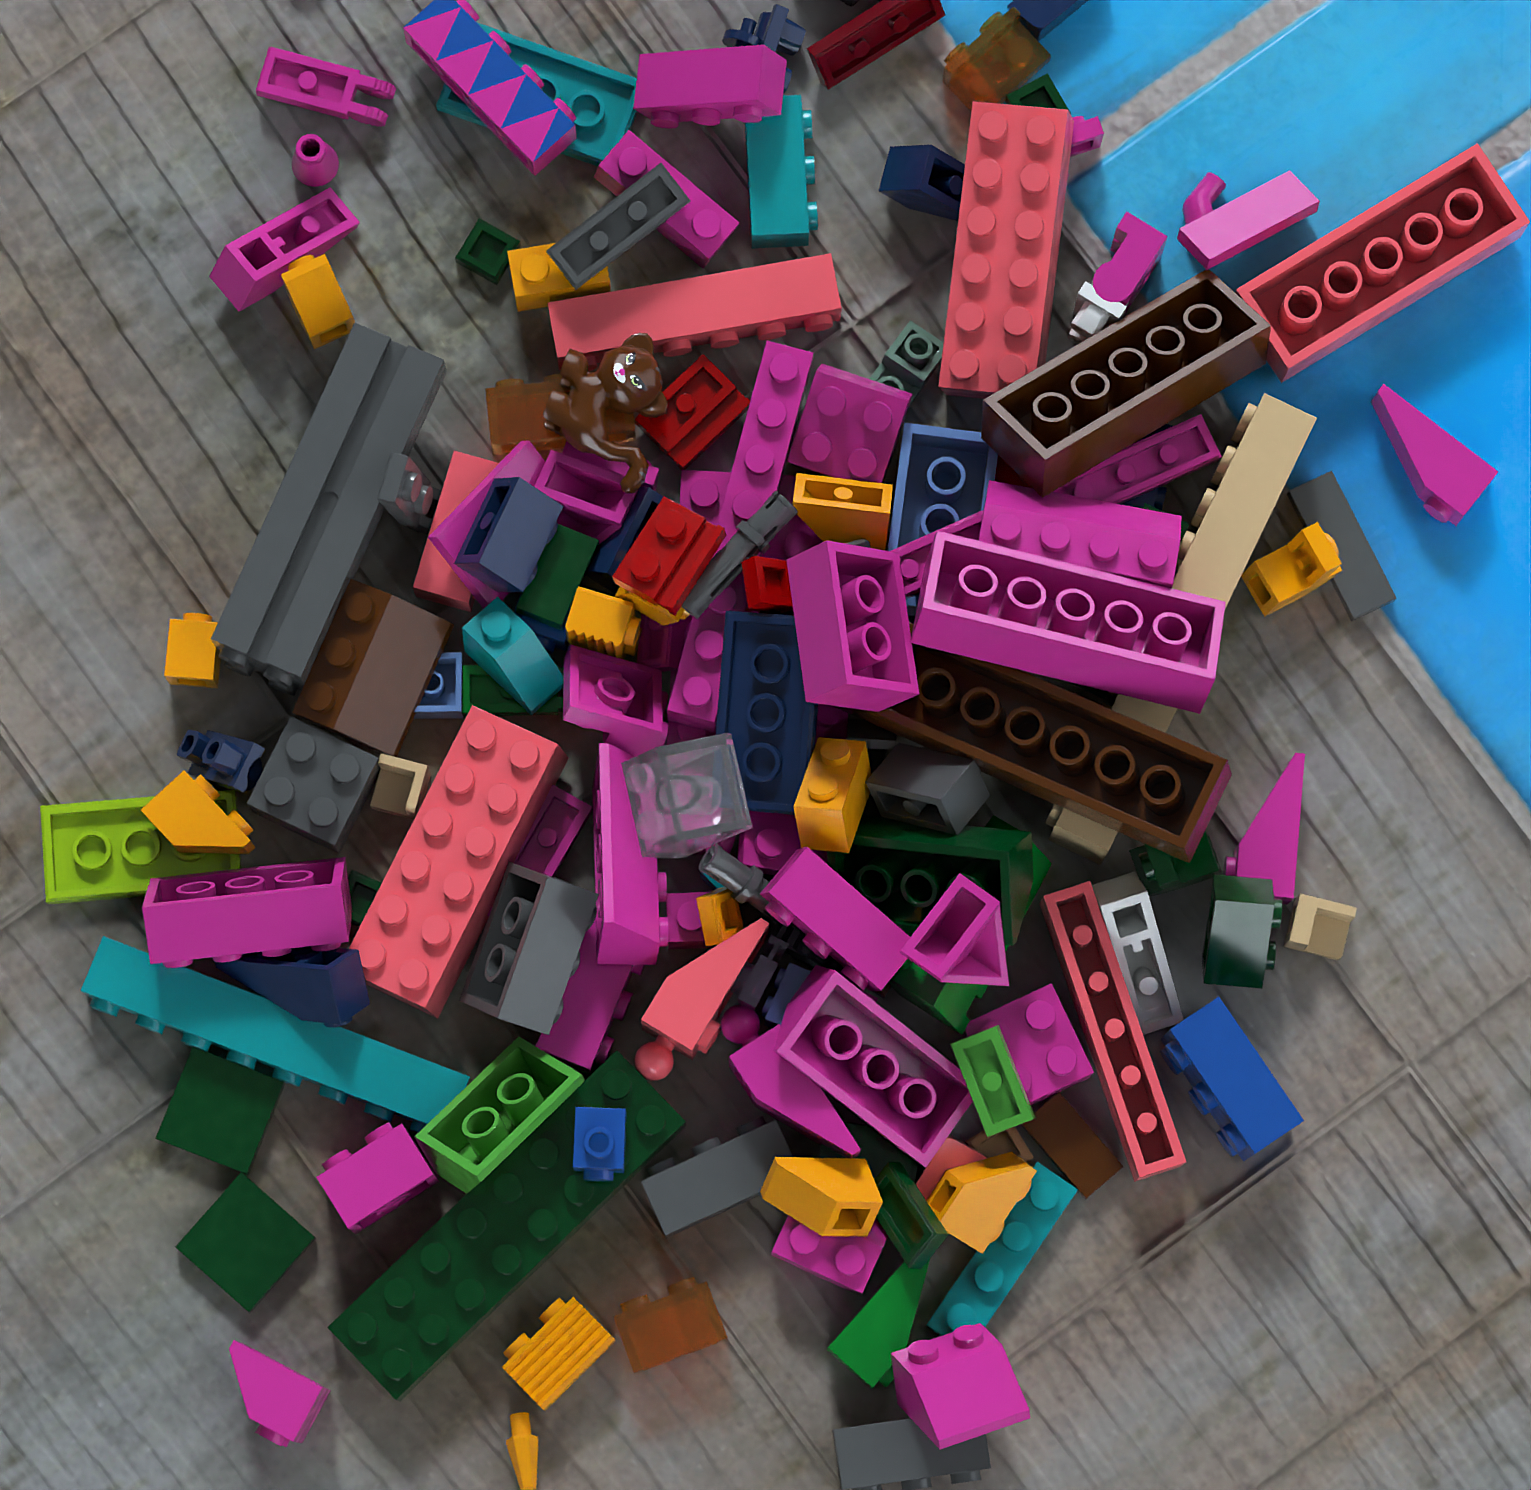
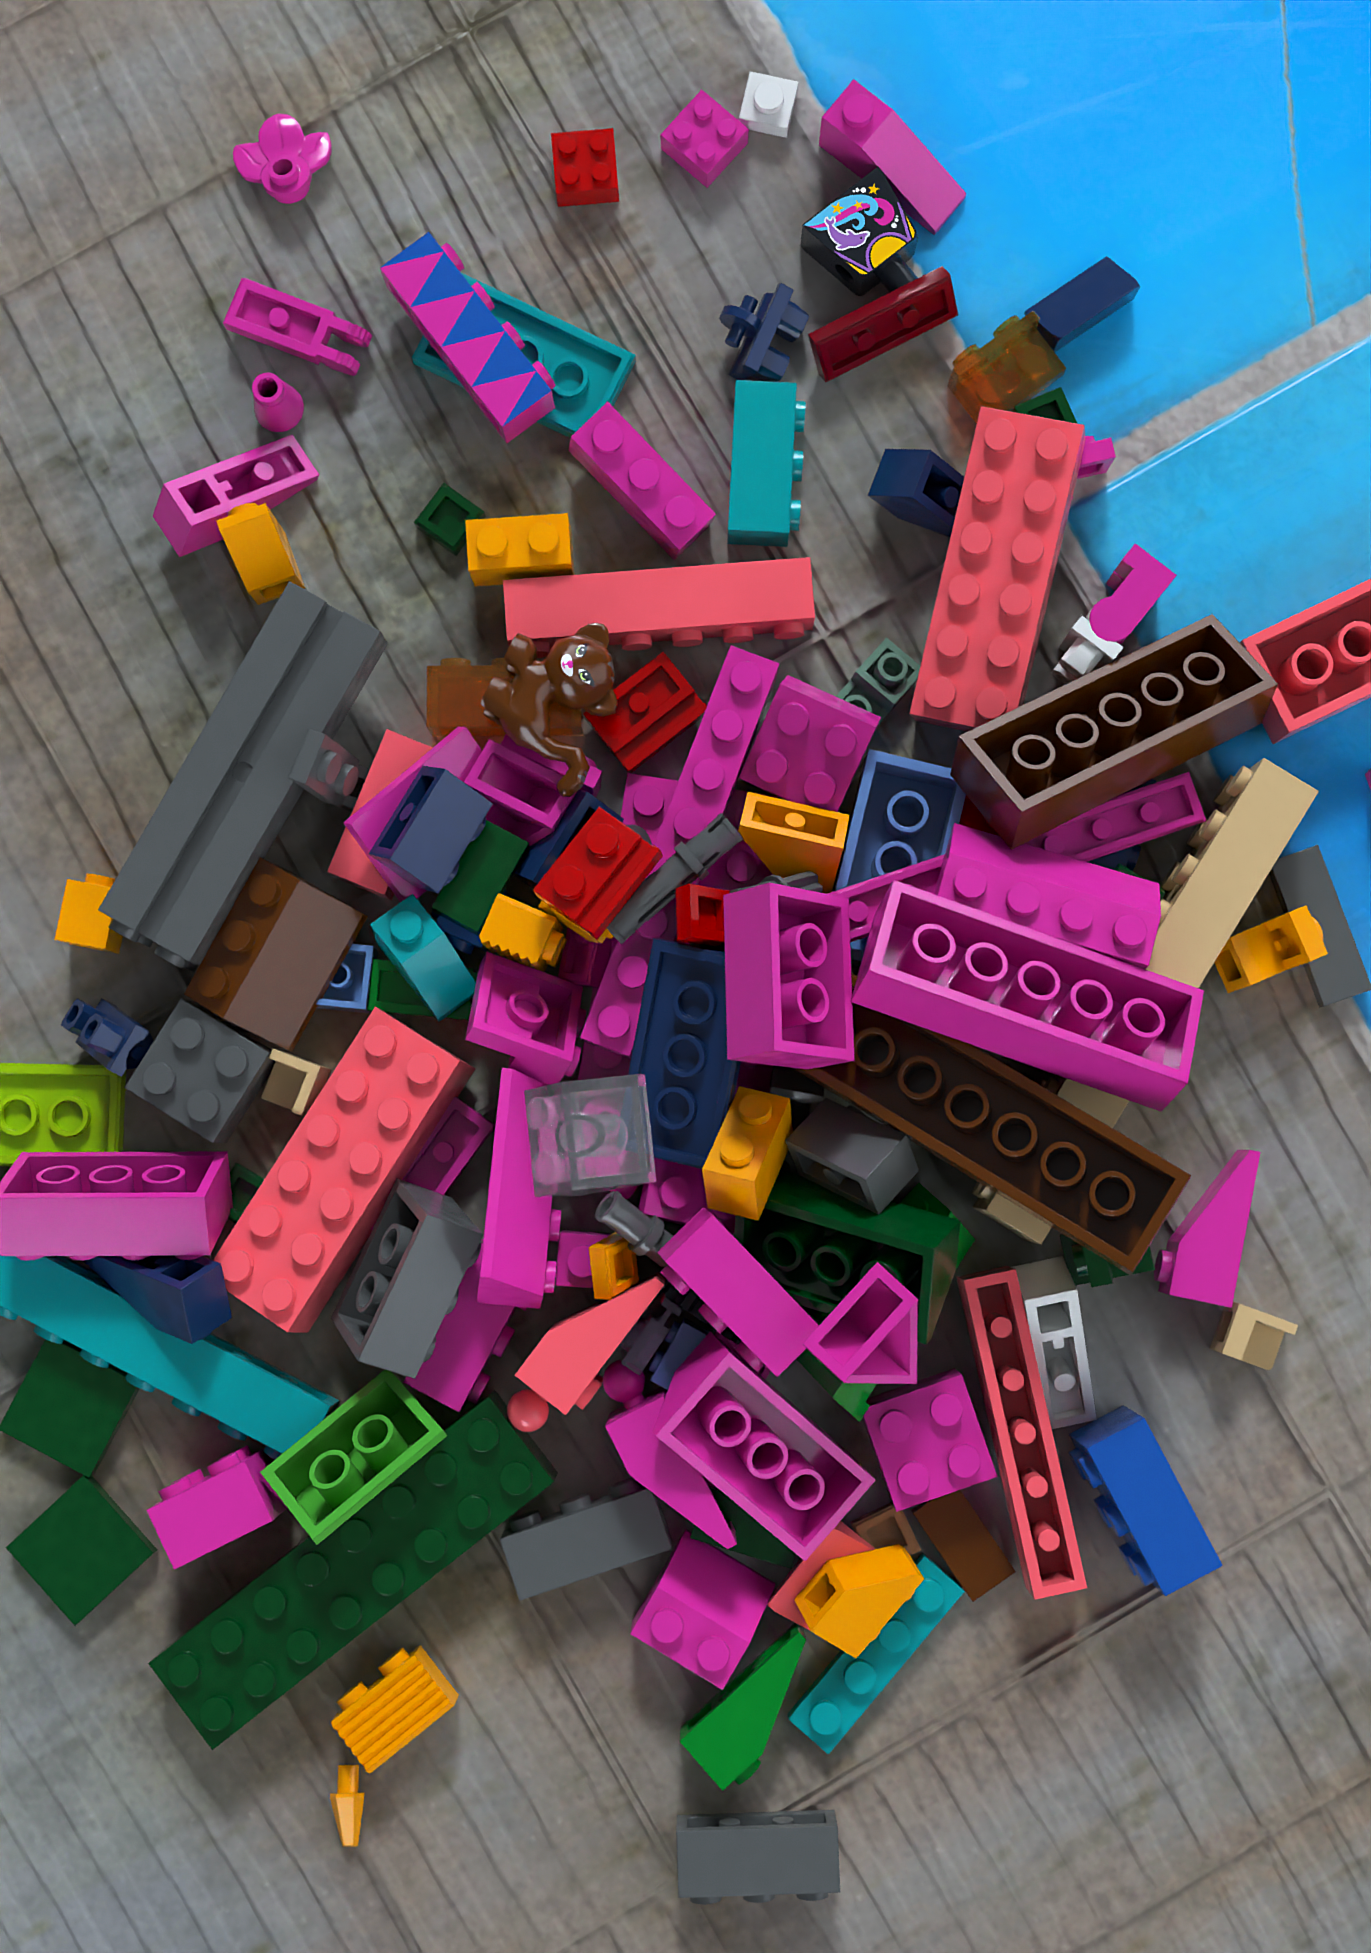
camera: 15 degrees right, 5 degrees up
(194, 822) = (68, 1096): light orange slope -> none
(276, 1395) = (85, 1724): dark pink slope -> none
(599, 1142) = (455, 1504): blue brick -> none
(618, 226) = (584, 504): dark grey tile -> none
(669, 1326) = (515, 1692): clear orange brick -> none
(710, 85) = (701, 362): dark pink brick -> none
(824, 1193) = (694, 1581): light orange slope -> none
(907, 1216) = (777, 1610): dark green tile -> none
(958, 1386) = (815, 1806): dark pink slope -> none
(992, 1080) = (887, 1480): bright green plate -> none
(1202, 197) = (1205, 550): dark pink arm -> none
(1239, 931) = (1170, 1337): dark green brick -> none
(1248, 220) = (1259, 566): tile -> none

